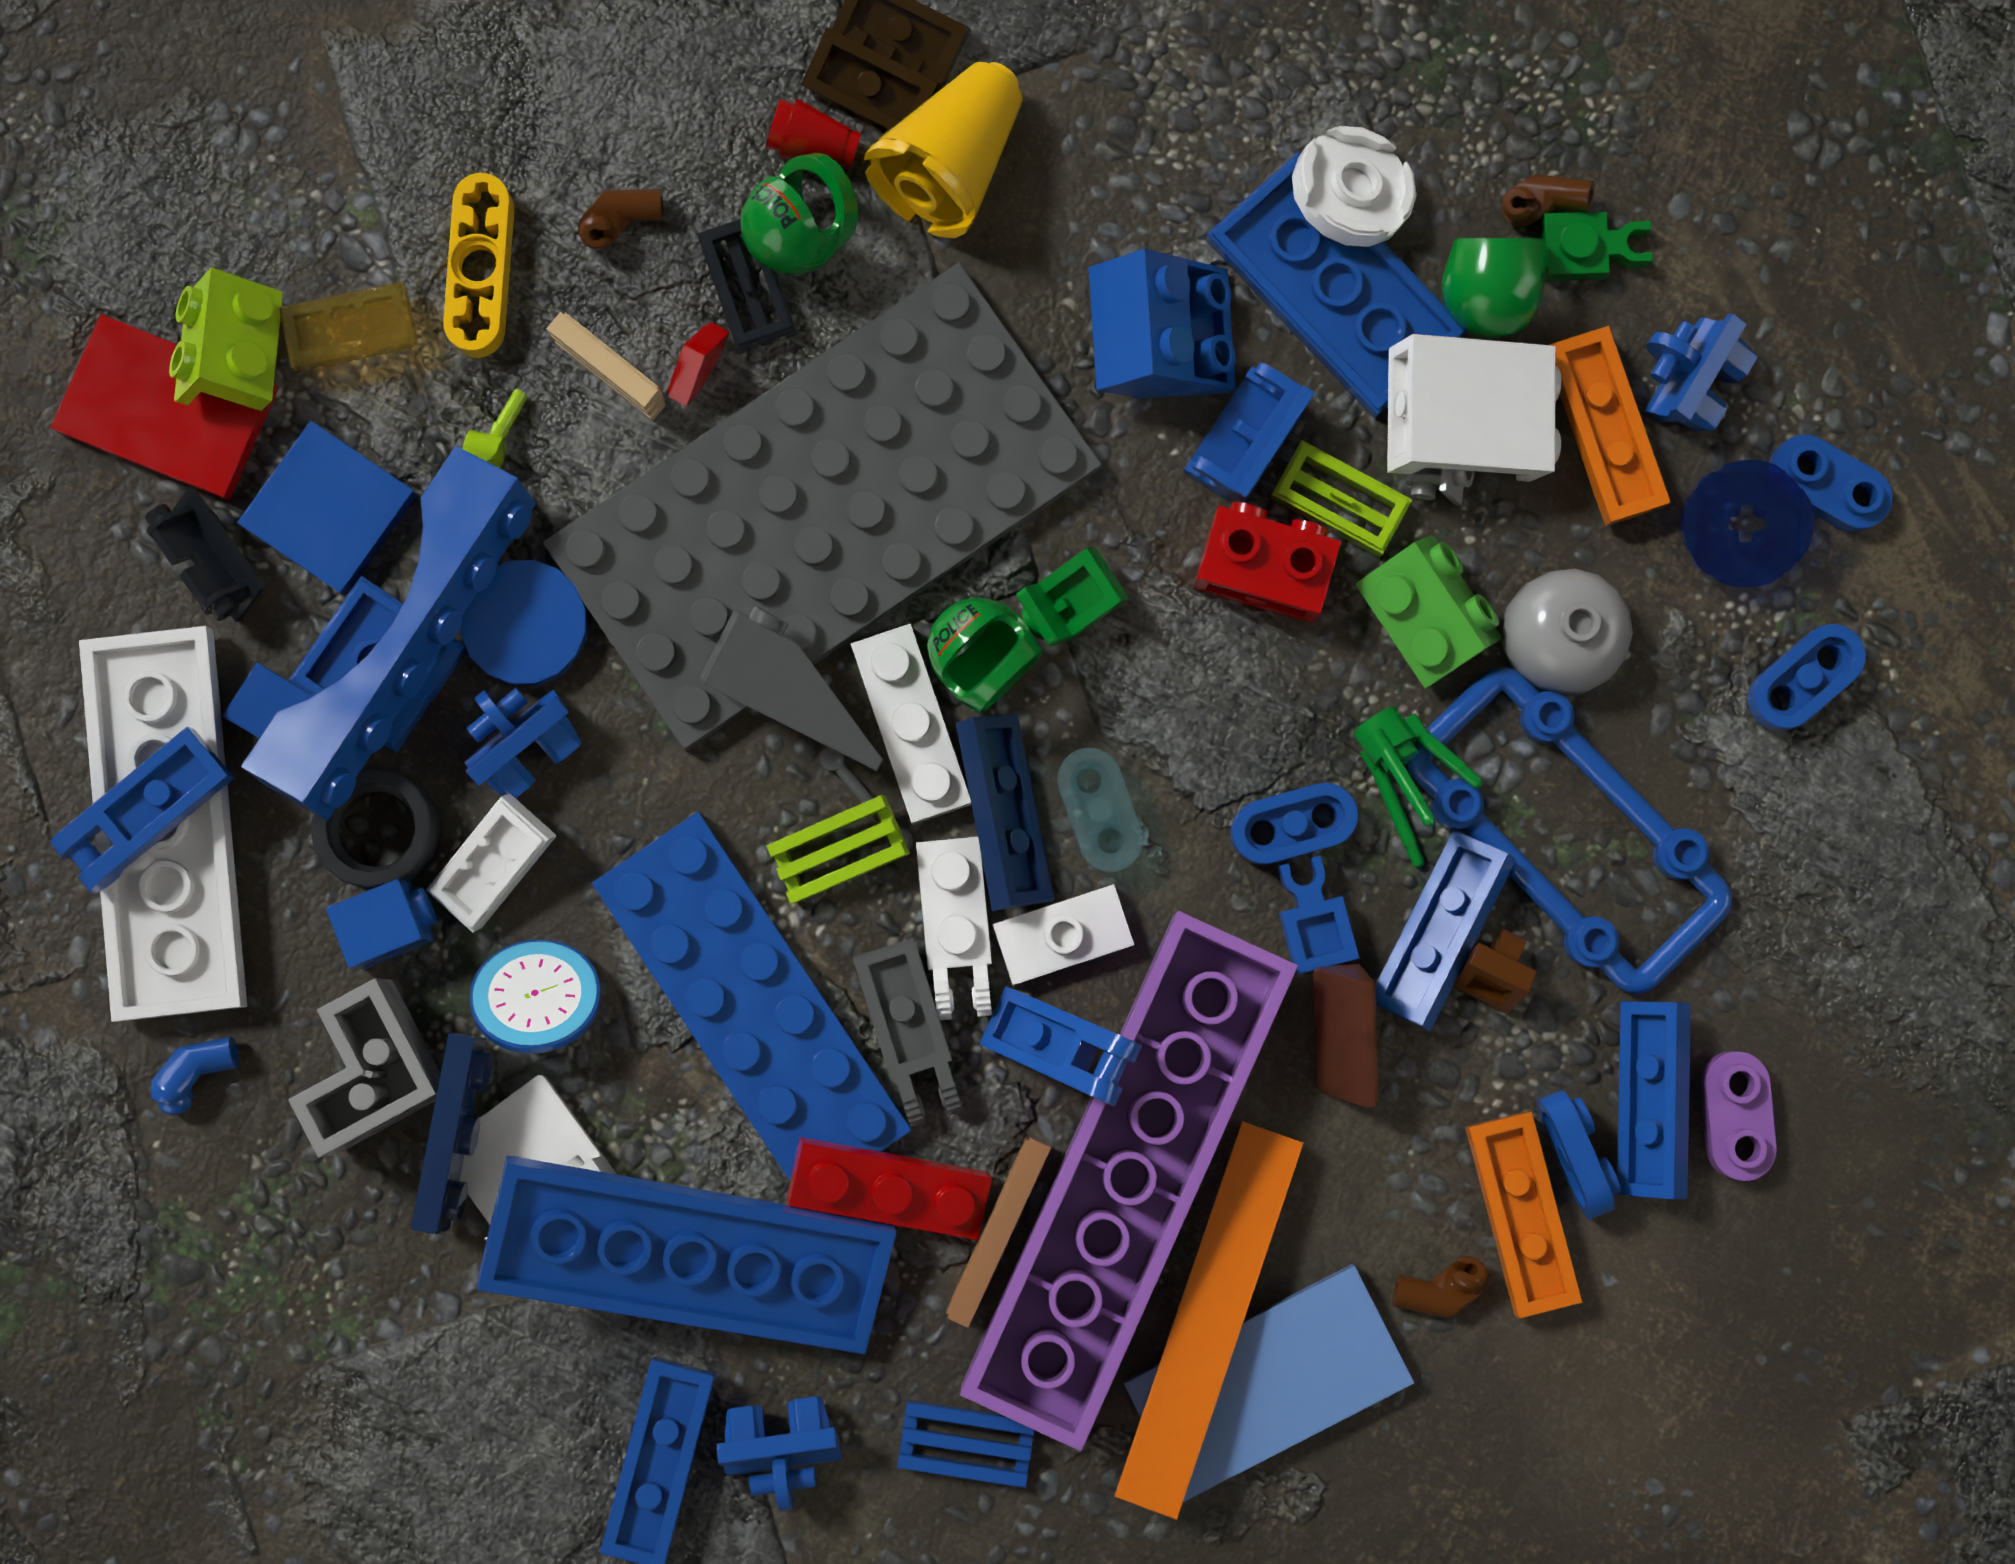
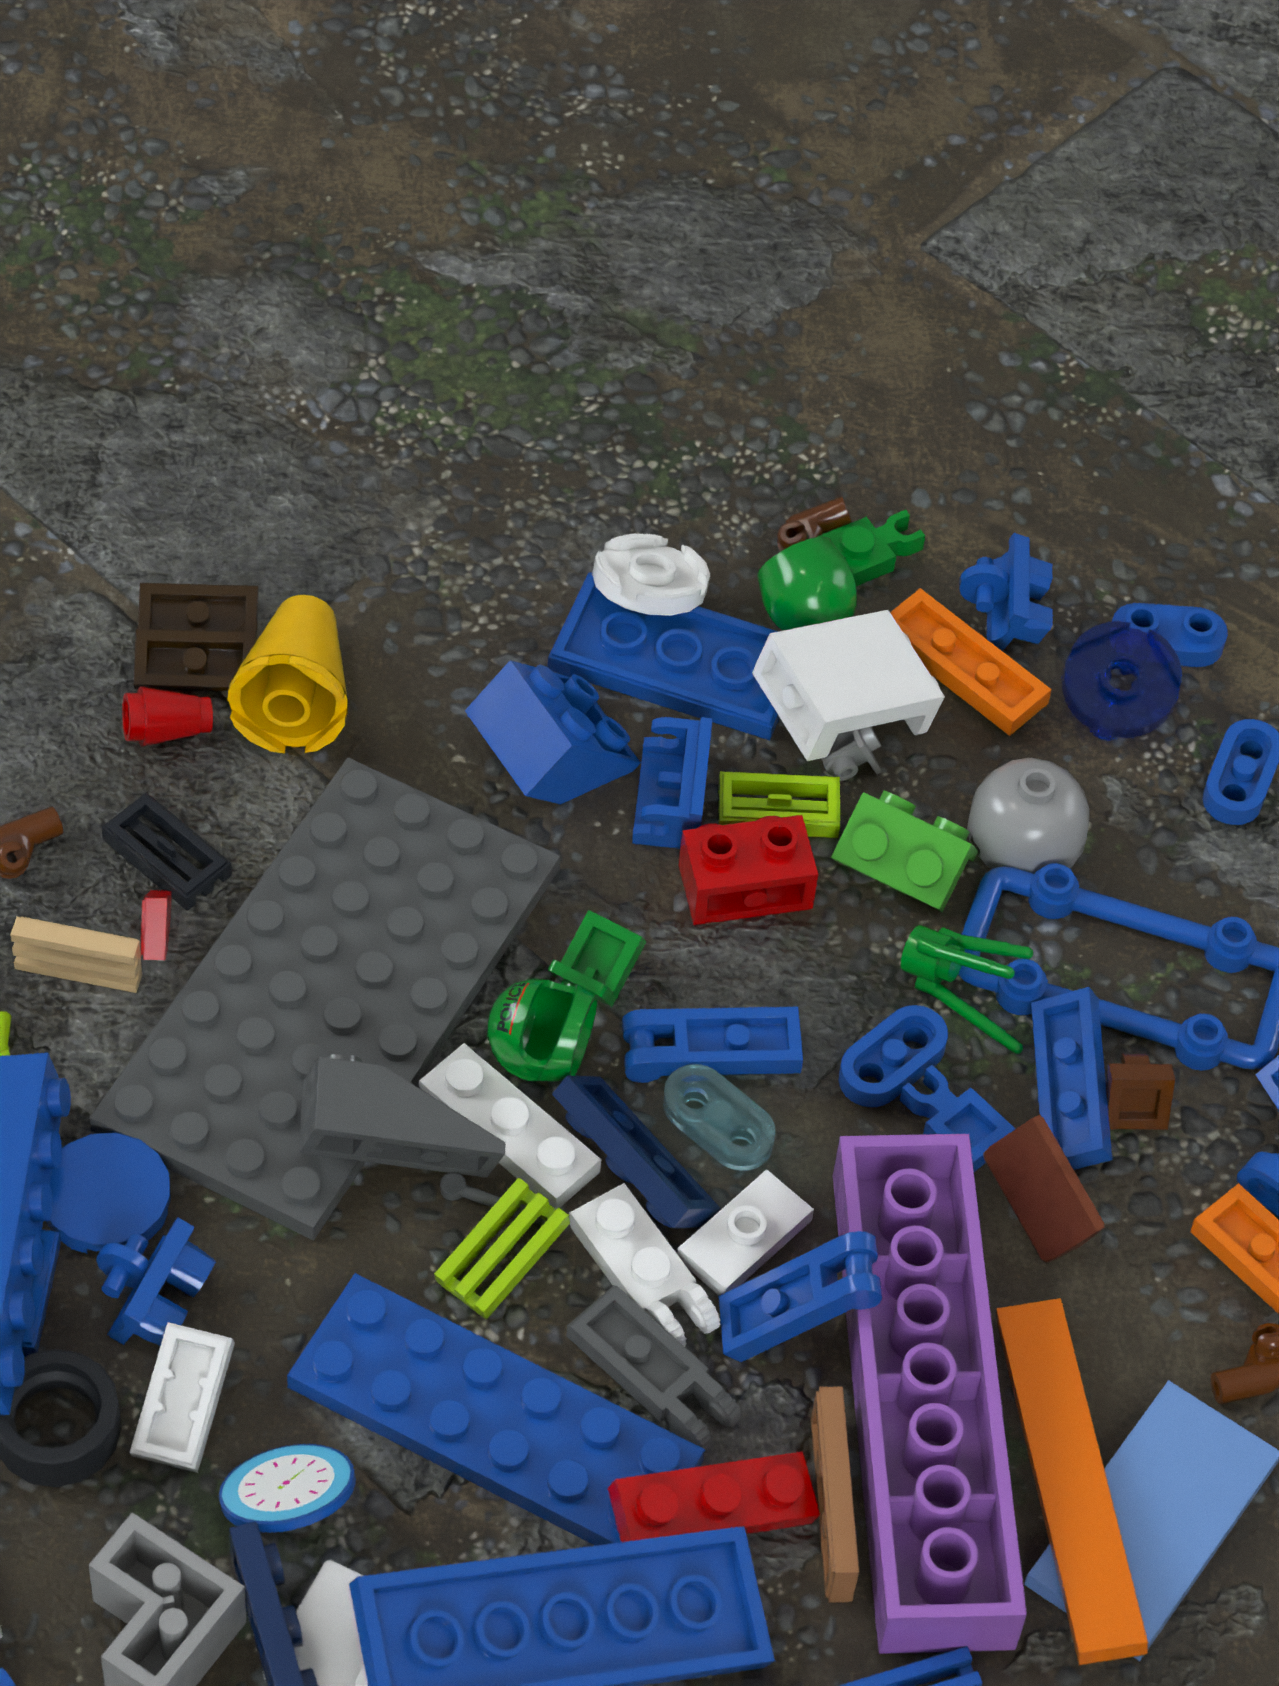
camera: 30 degrees left, 30 degrees down
(382, 923) = (102, 1491): blue brick -> none
(780, 225) = (184, 773): green helmet -> none
(1138, 730) = (721, 1038): none -> blue plate

